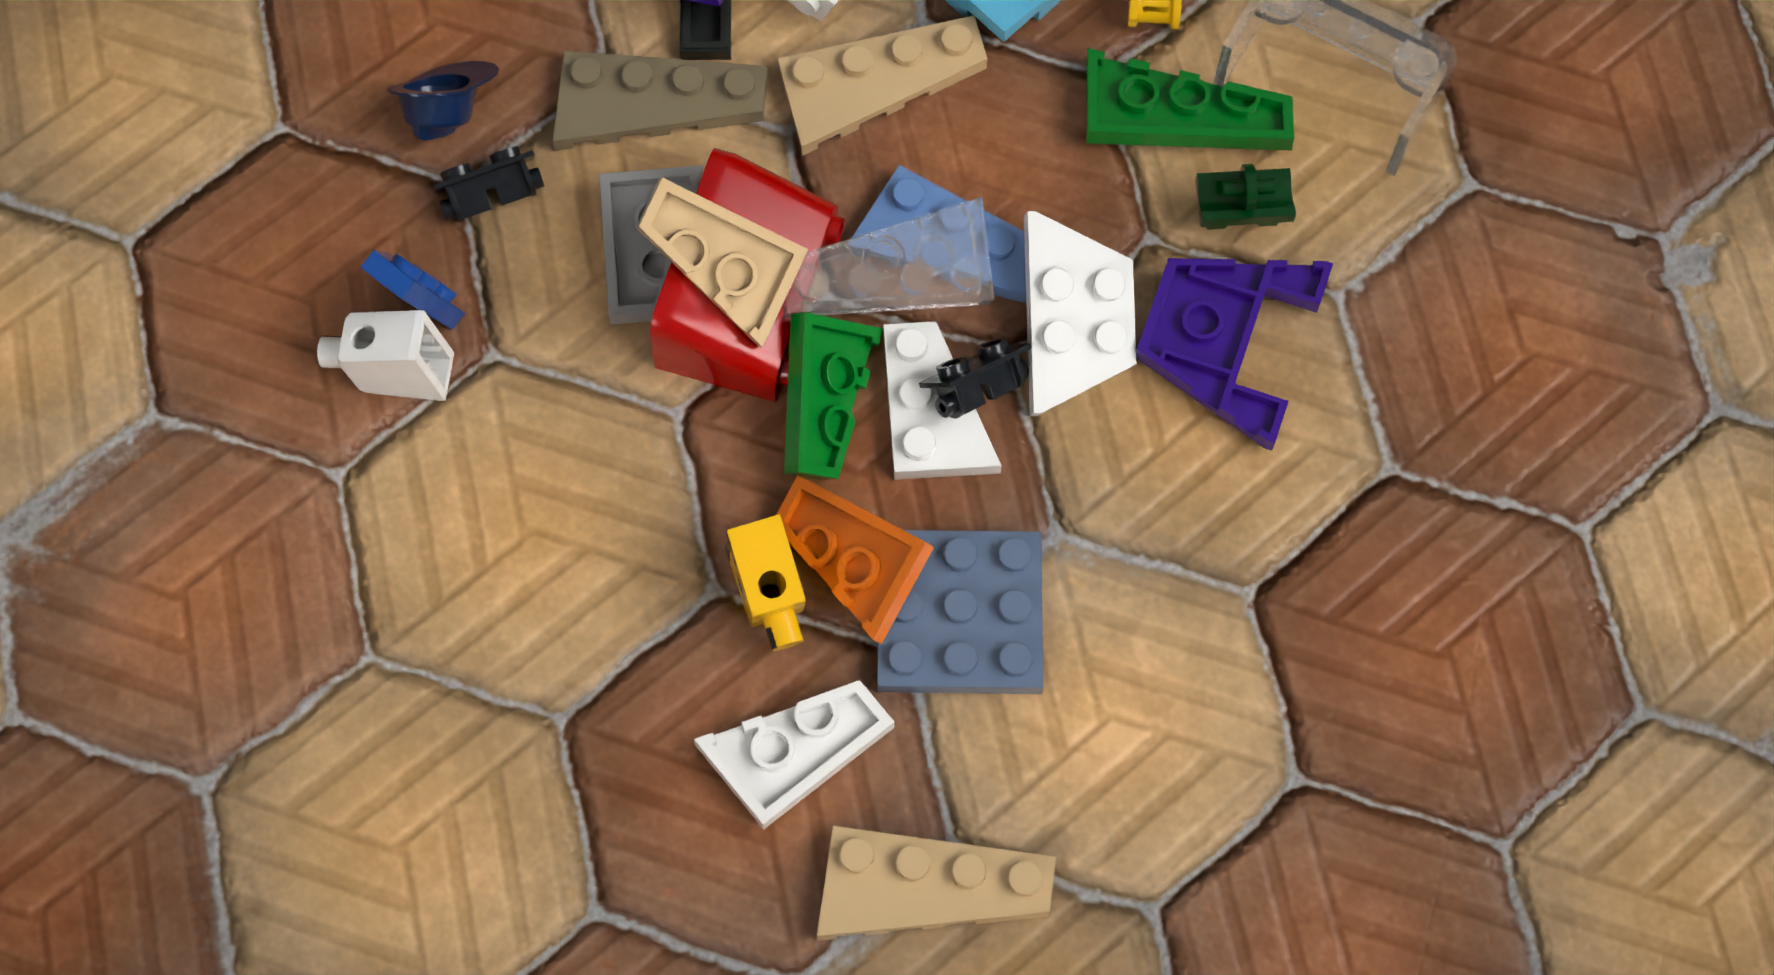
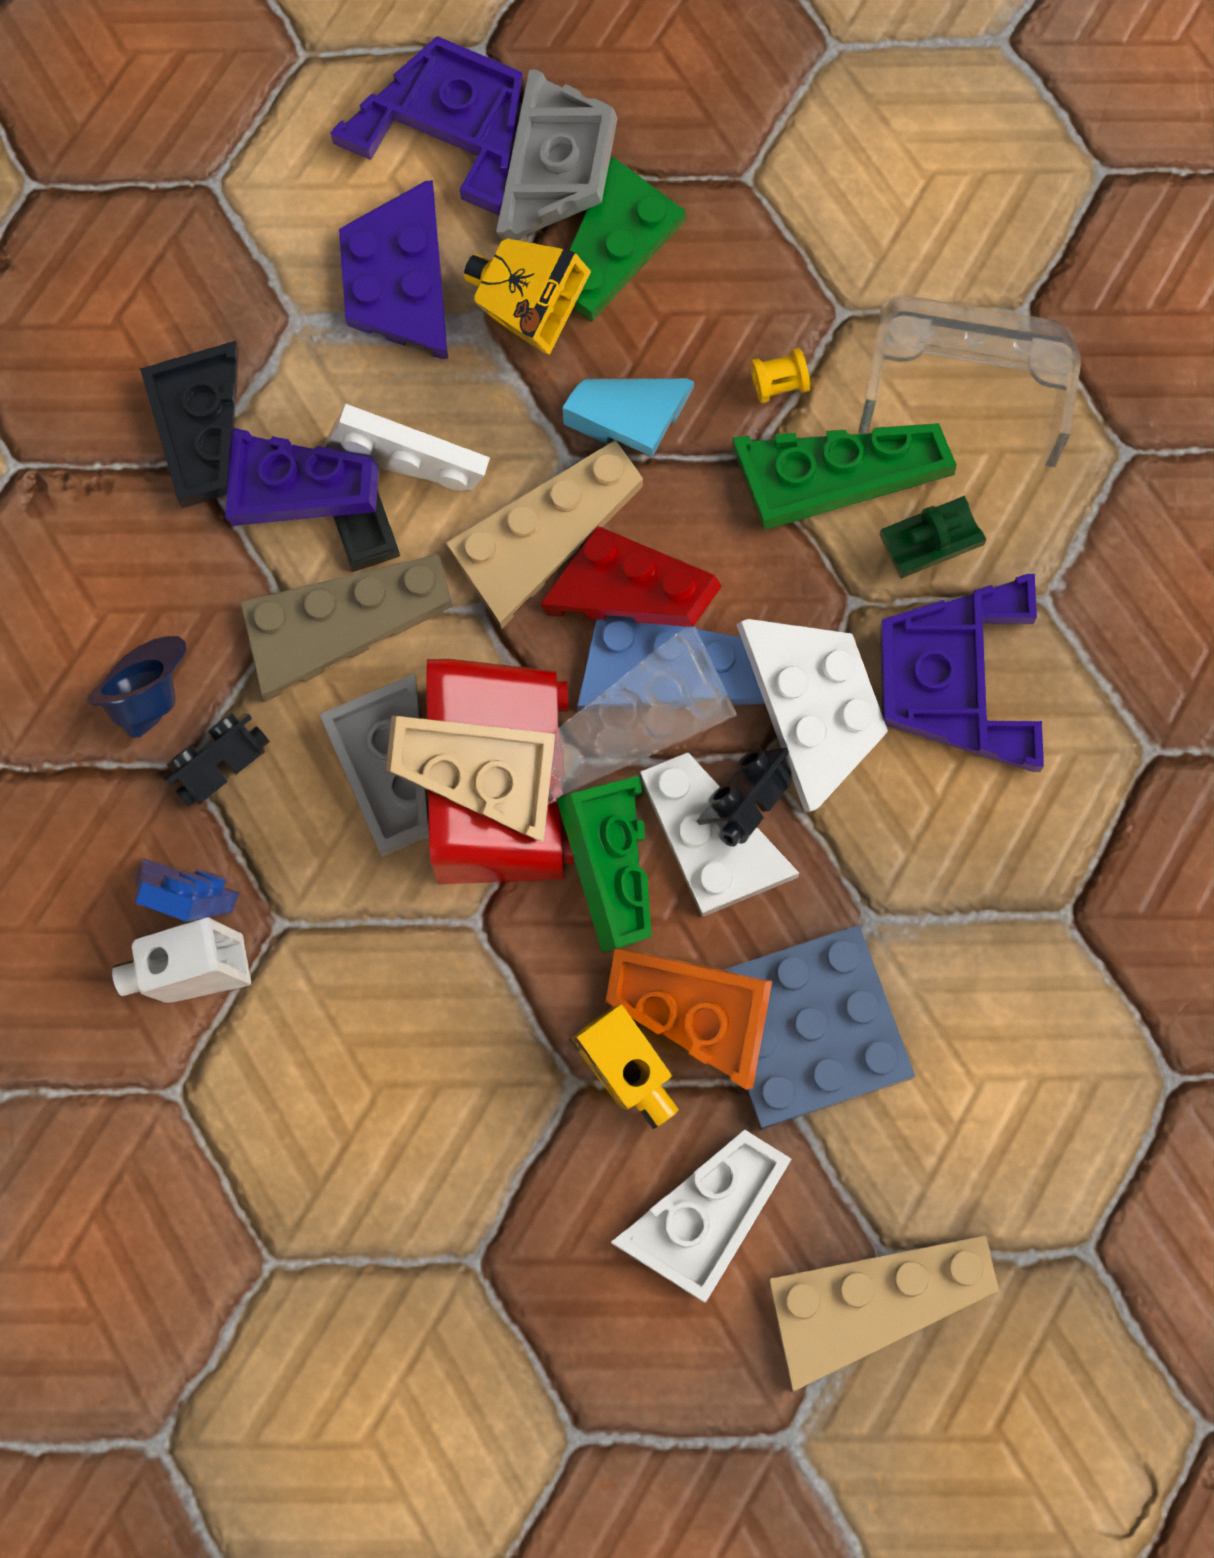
camera: 15 degrees left, 5 degrees up
(938, 144) = (631, 581): none -> red wing

